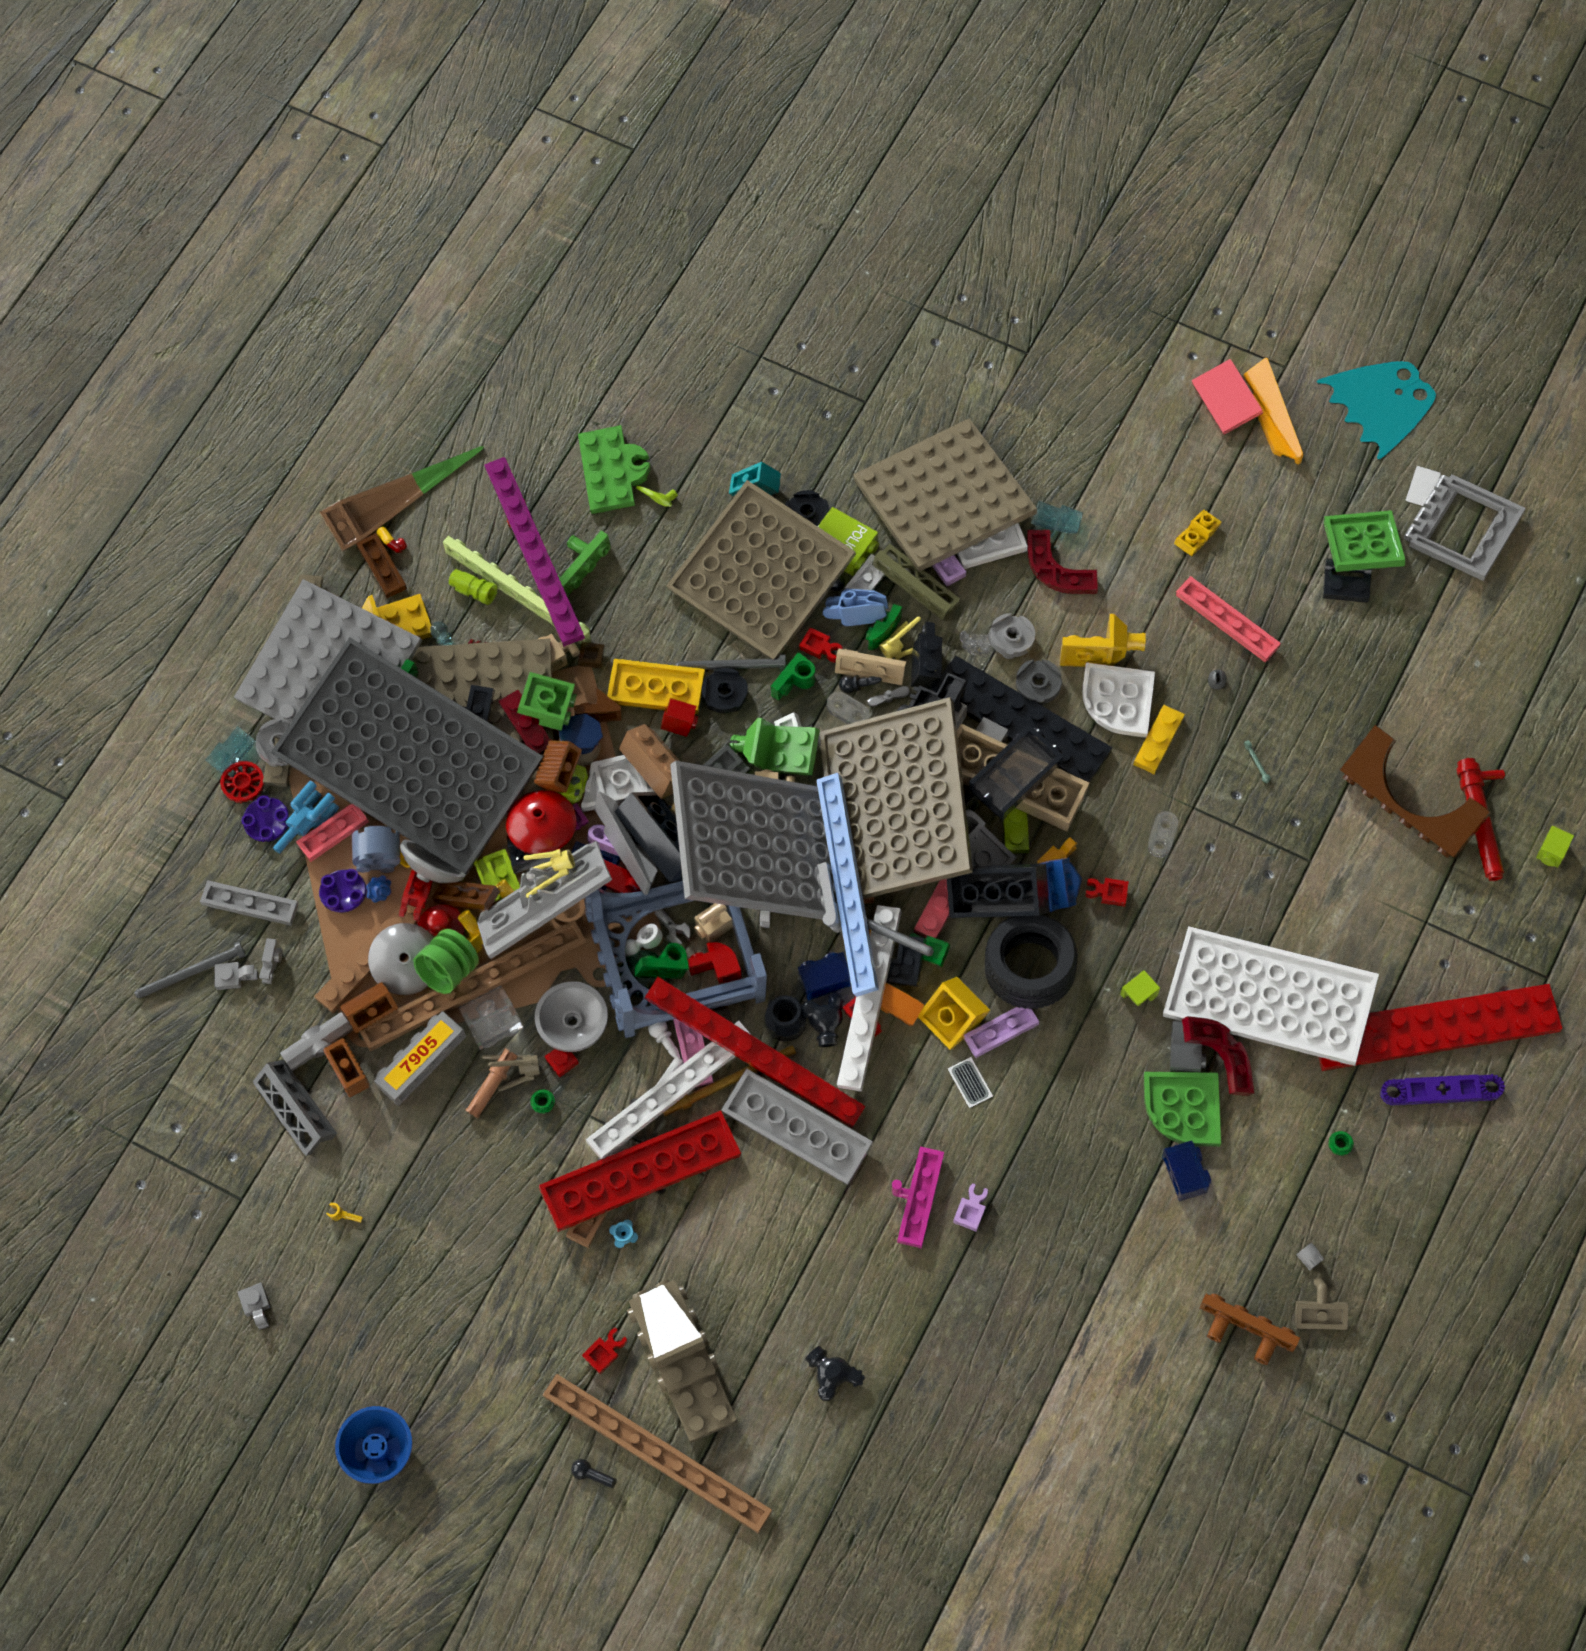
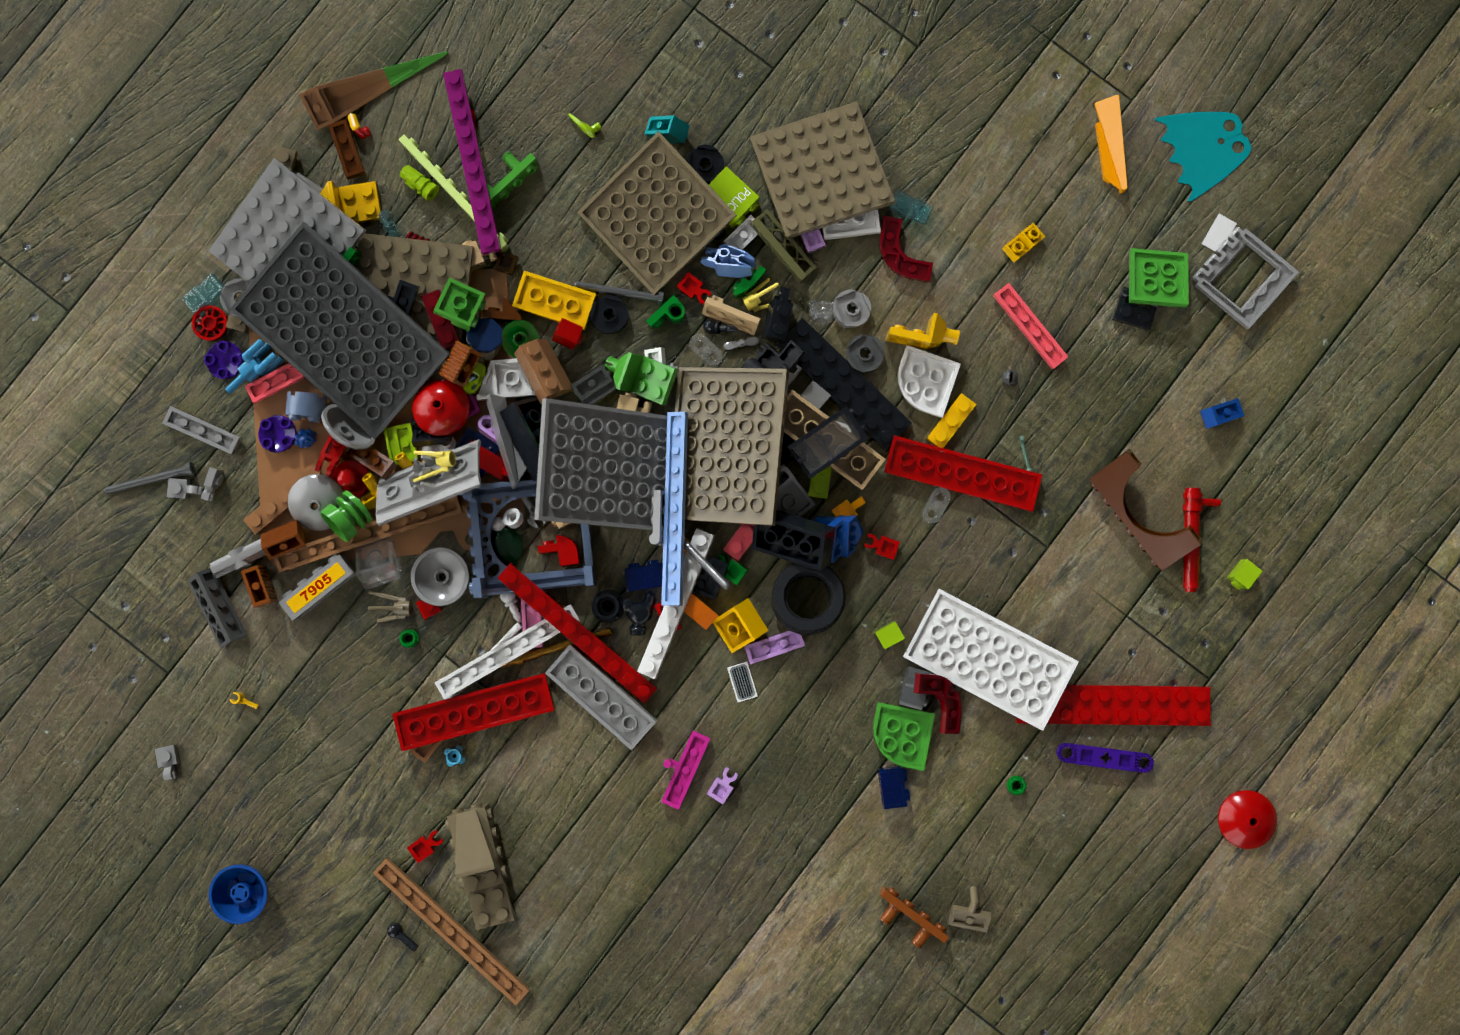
camera: 10 degrees right, 20 degrees up
(490, 1085) = (370, 618): nougat pin -> none
(611, 468) = (549, 93): bright green plate -> none
(615, 721) = (522, 327): none -> green dish
(664, 966) = (520, 548): green plate -> none
(832, 1373) = (592, 895): black animal -> none
(1186, 793) = (963, 473): none -> red plate
(1227, 396) = (1076, 121): coral tile -> none
(1310, 1256) = (971, 870): light grey hose -> none
(1475, 673) = (1222, 413): none -> blue plate

